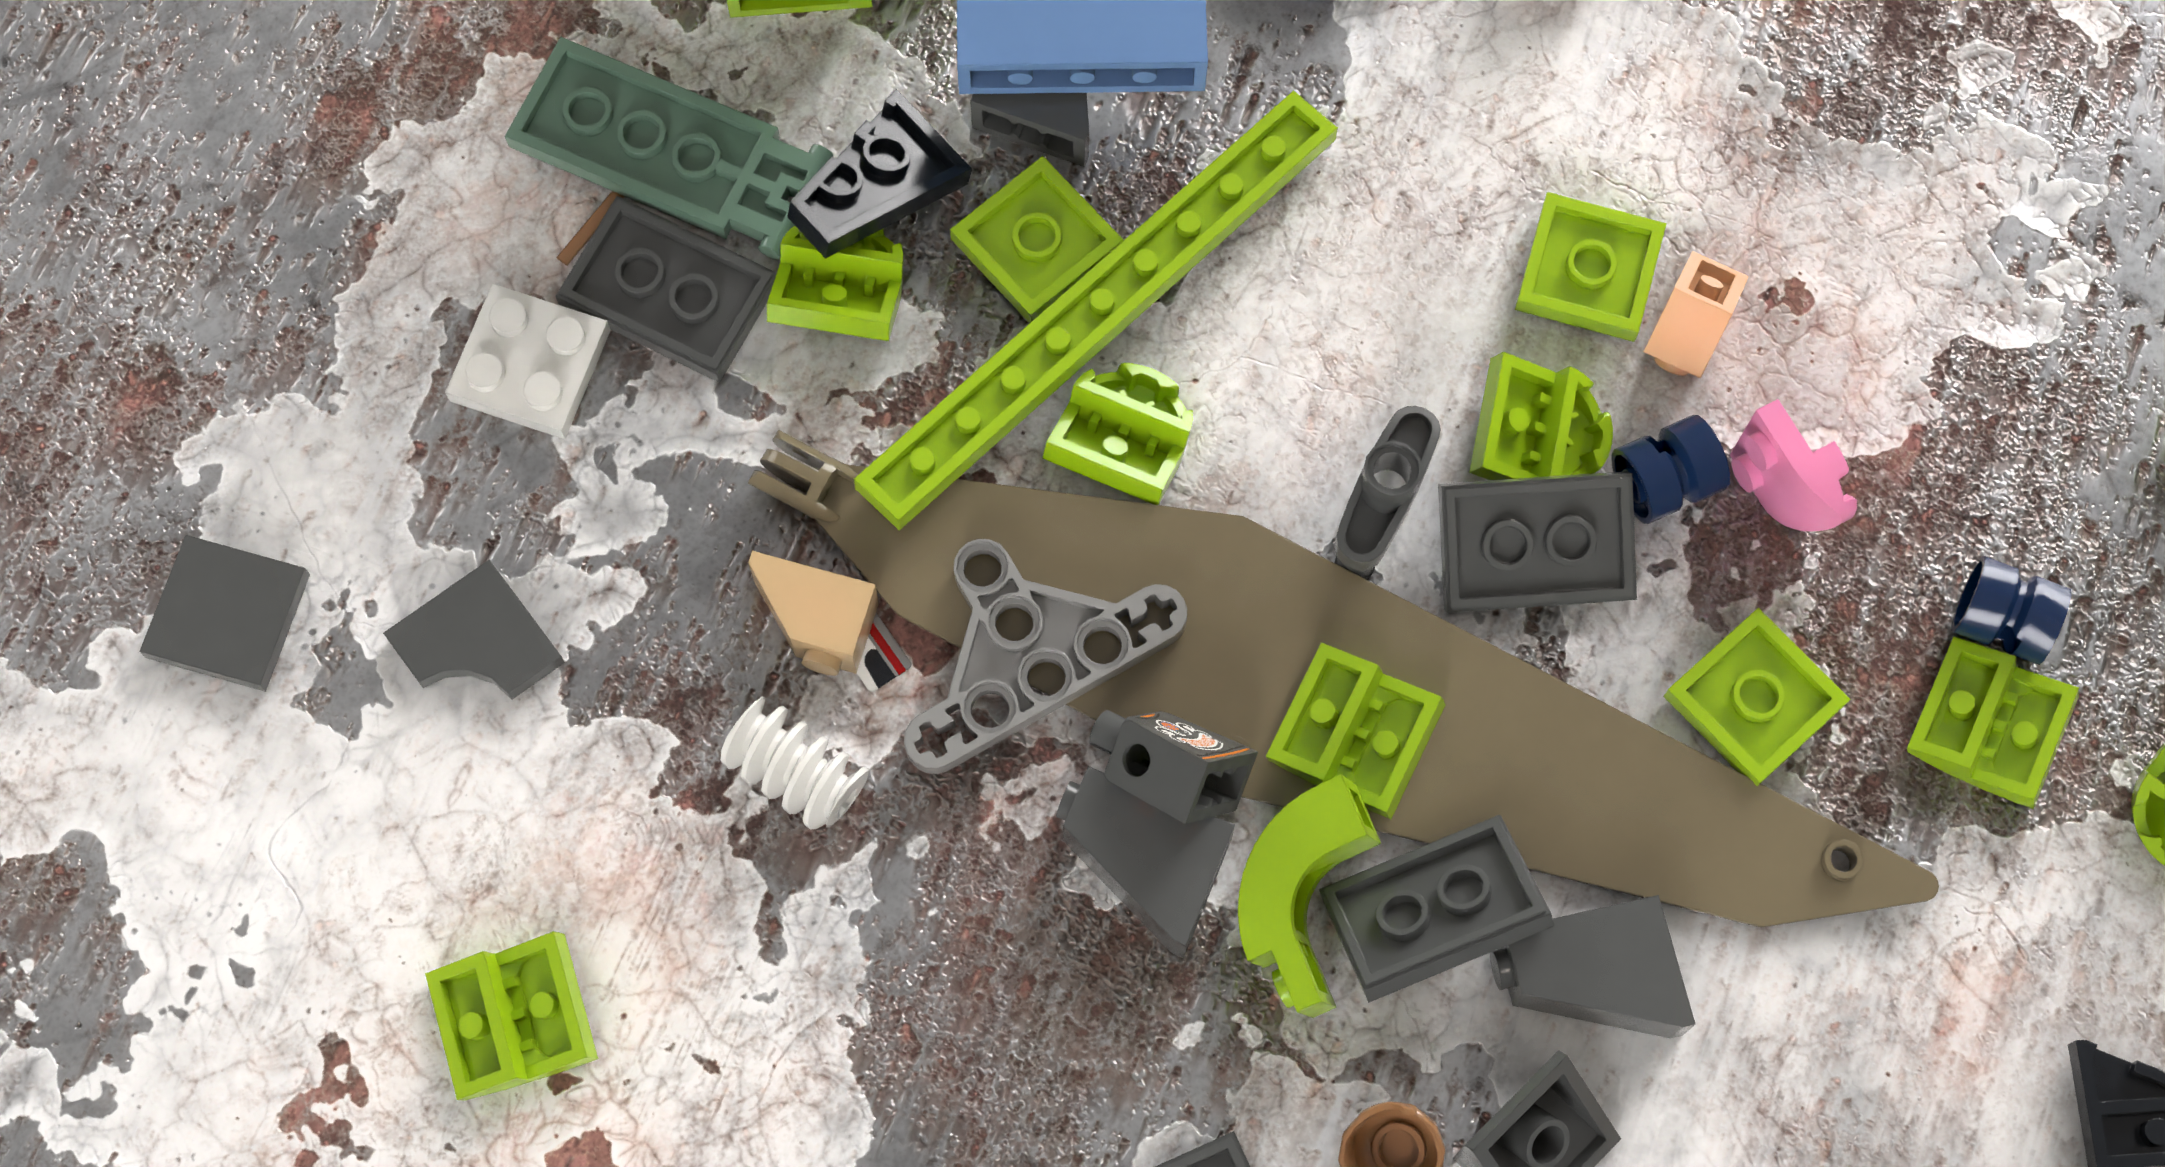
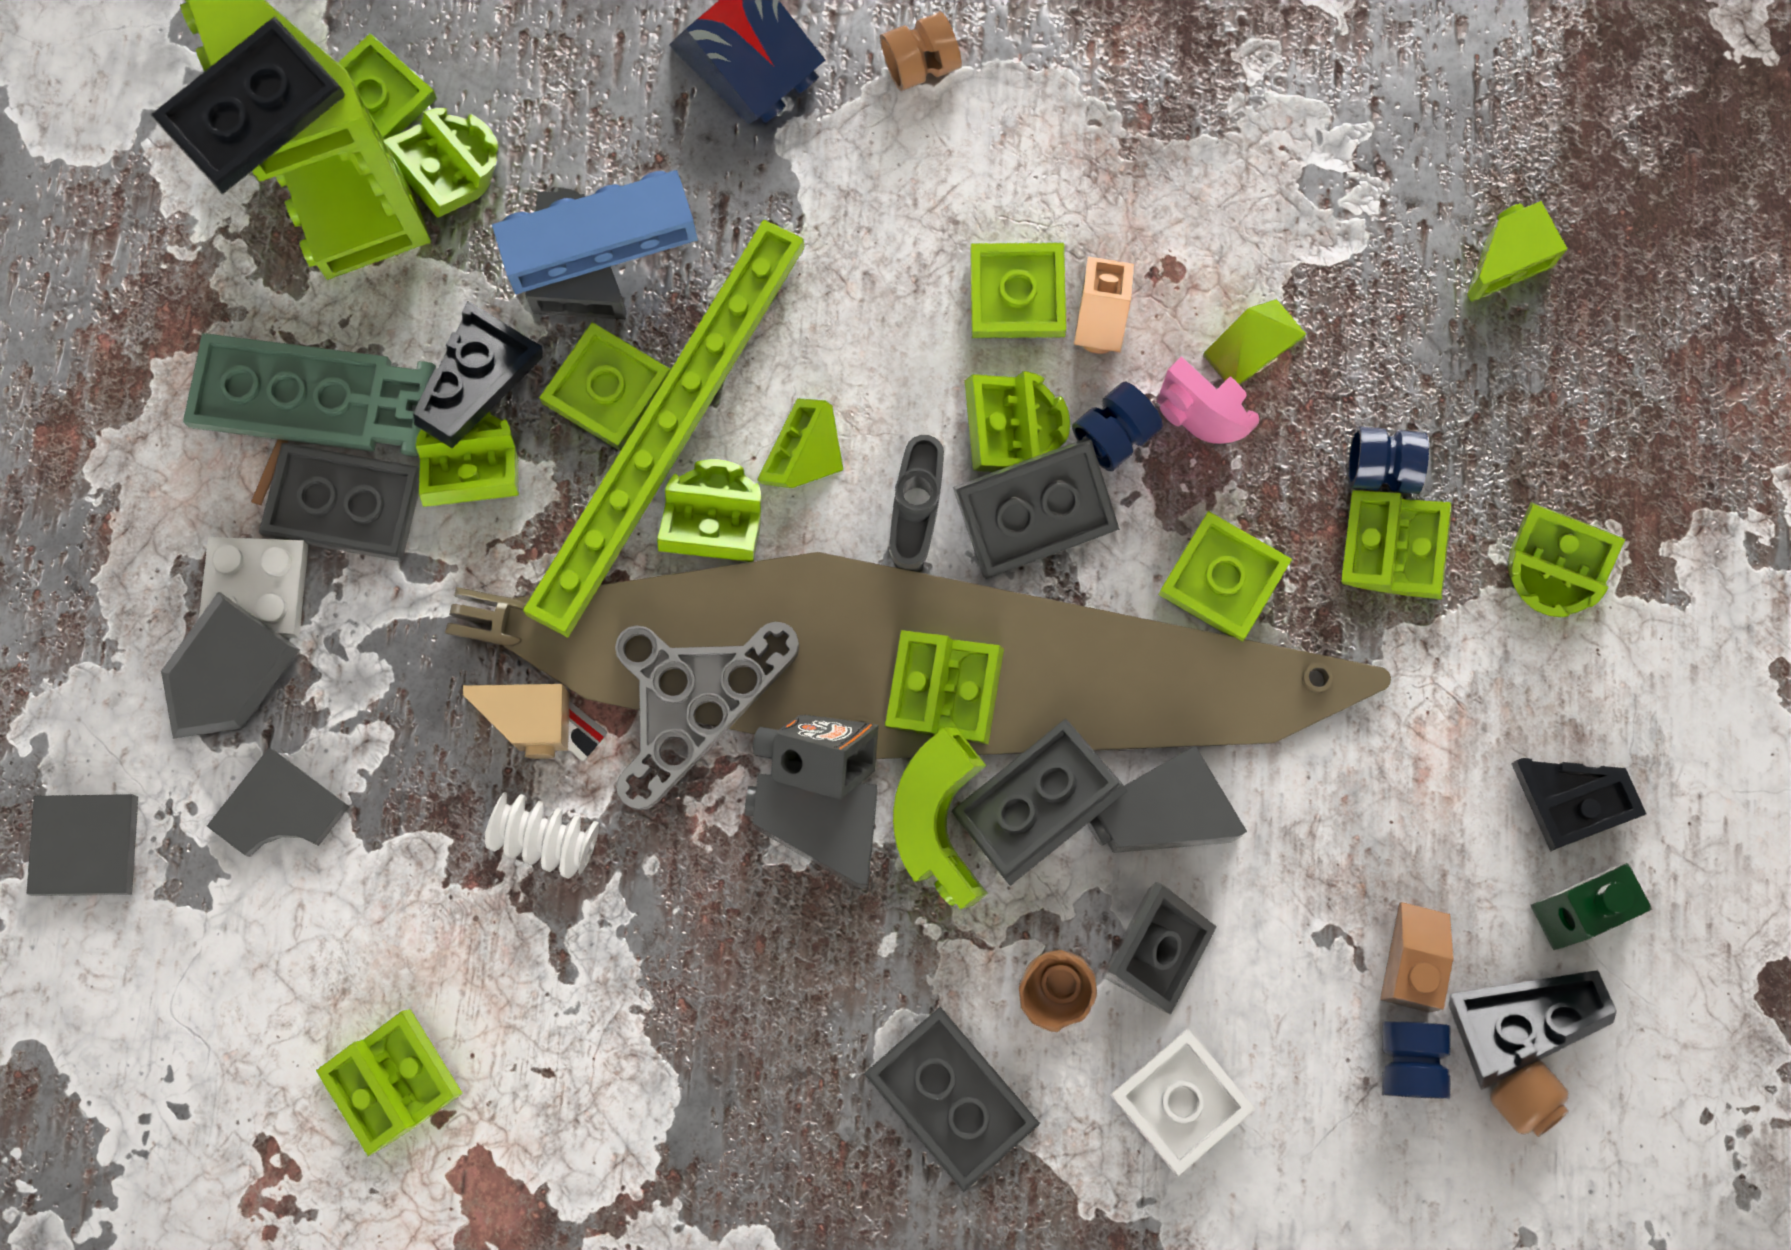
camera: 15 degrees left, 5 degrees up
(461, 449) = (223, 670): none -> dark grey tile
(1264, 384) = (805, 447): none -> lime slope
(1878, 413) = (1254, 341): none -> lime slope

